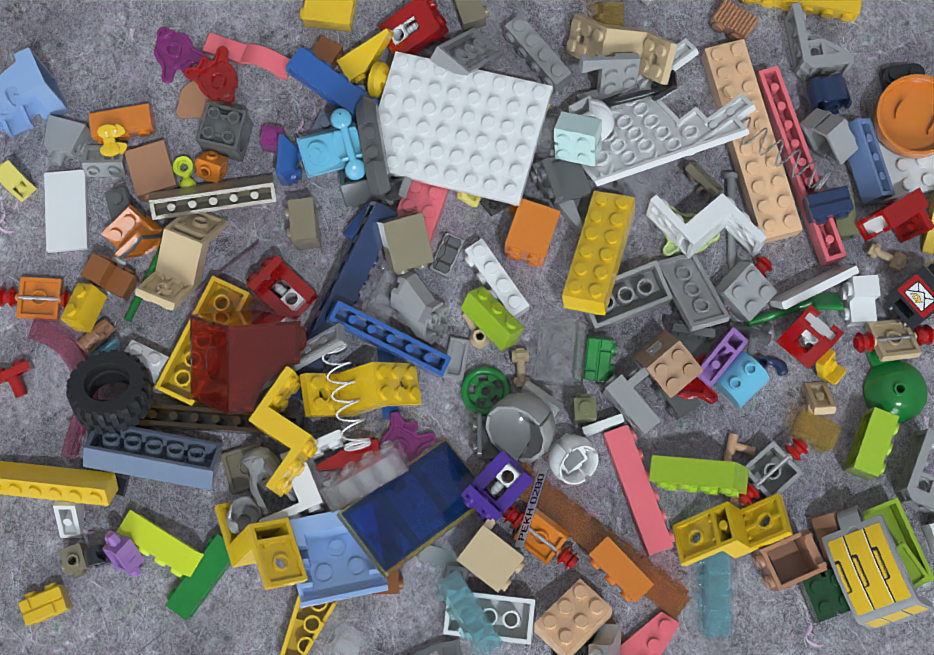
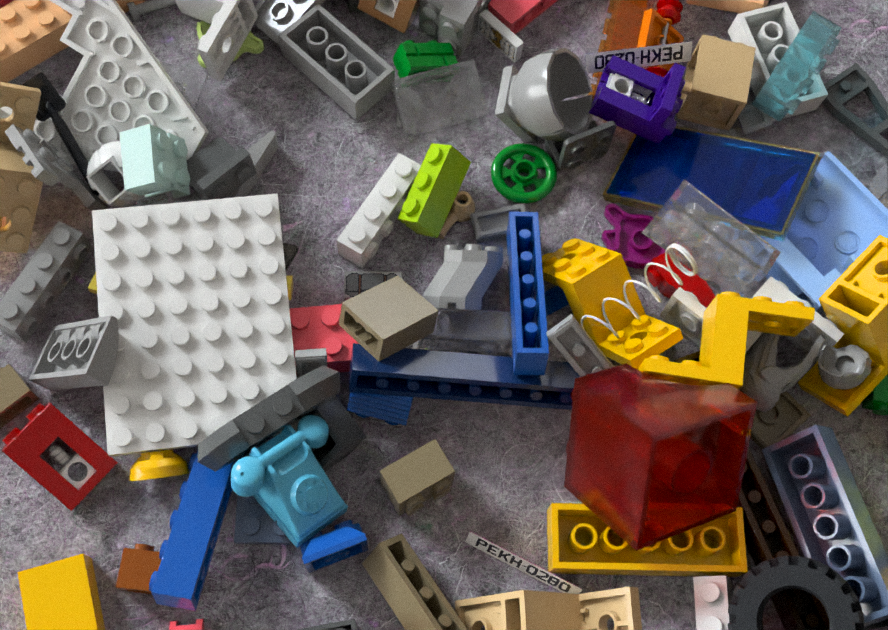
camera: 125 degrees left, 10 degrees down
(269, 277) = (514, 495): red brick -> none
(270, 138) = (307, 587): magenta brick -> none
(358, 62) = (133, 508): yellow slope -> none
(520, 356) = (491, 138): tan bar -> none
(531, 232) = (306, 185): orange container -> none
(572, 458) = (552, 33): white piece -> none
(584, 409) = (496, 50): olive brick -> none
(599, 253) = (297, 94): yellow brick -> none
(698, 174) = (155, 28): dark tan plate -> none

